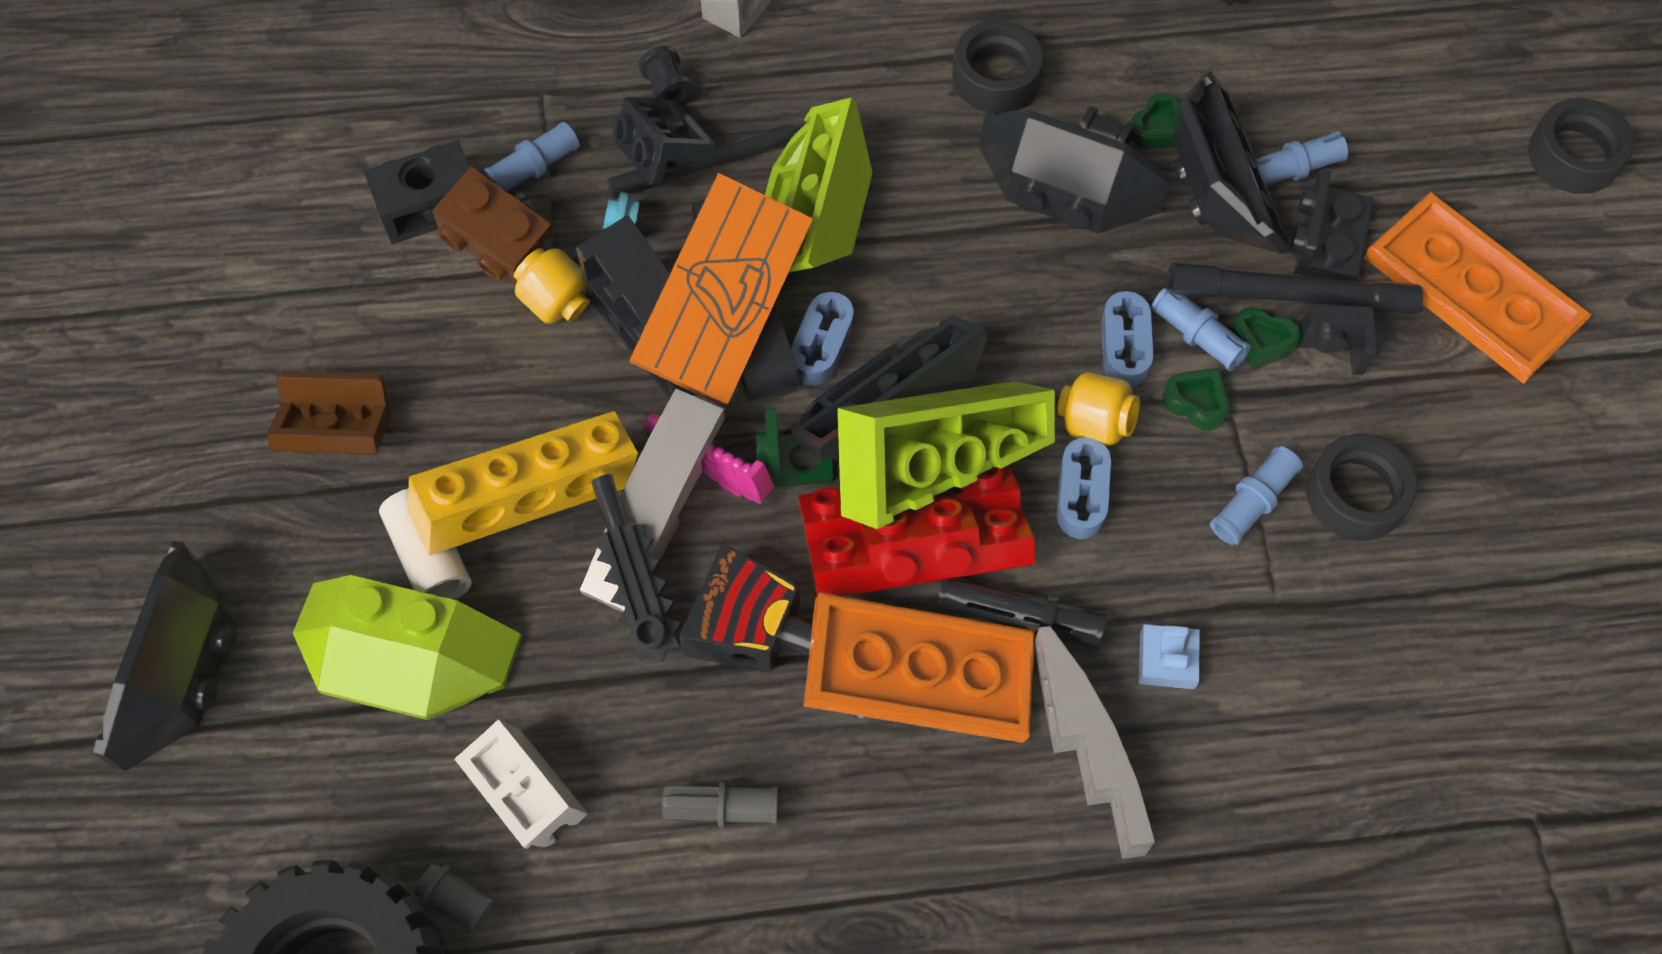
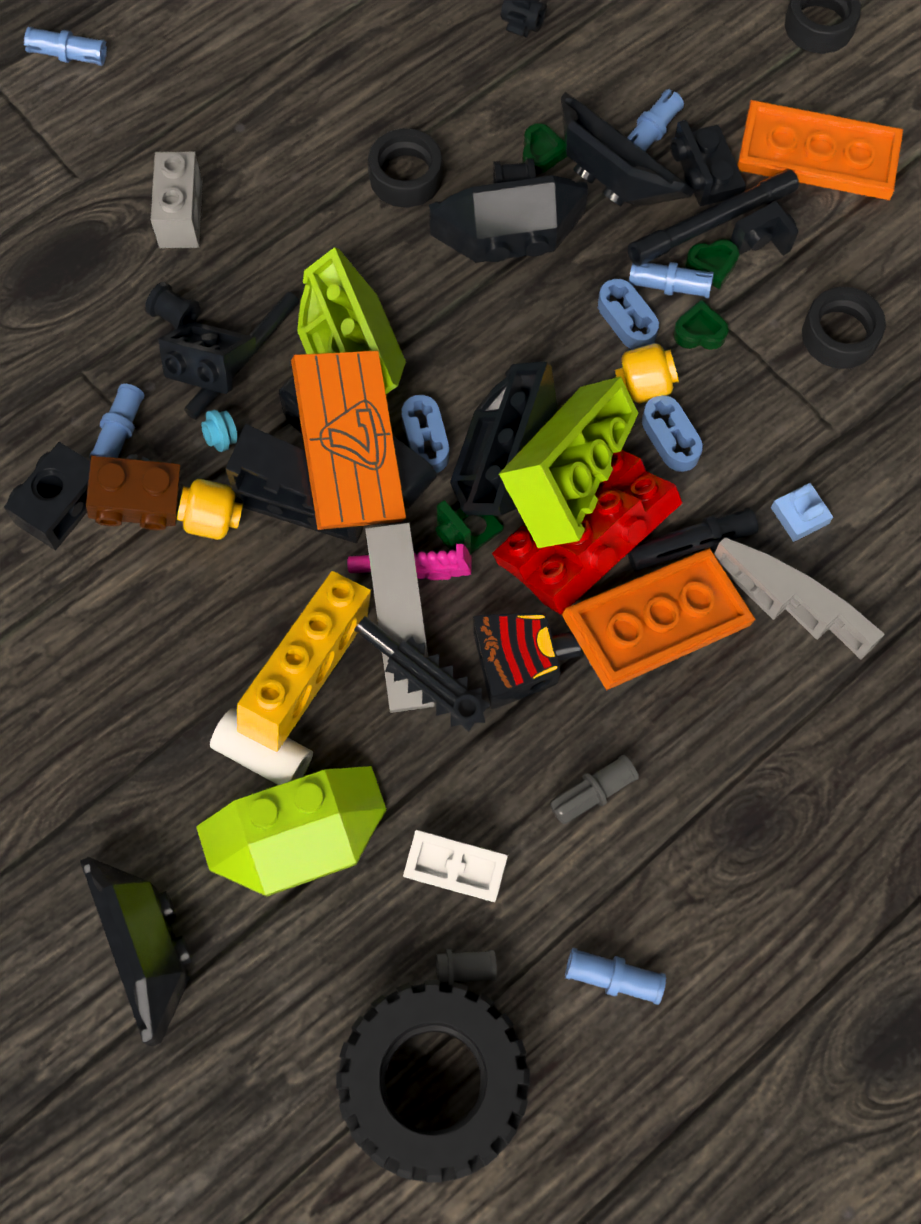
camera: 35 degrees left, 5 degrees up
(330, 413) = (115, 699): reddish brown bracket -> none
(1256, 495) = (784, 372): medium blue pin -> none

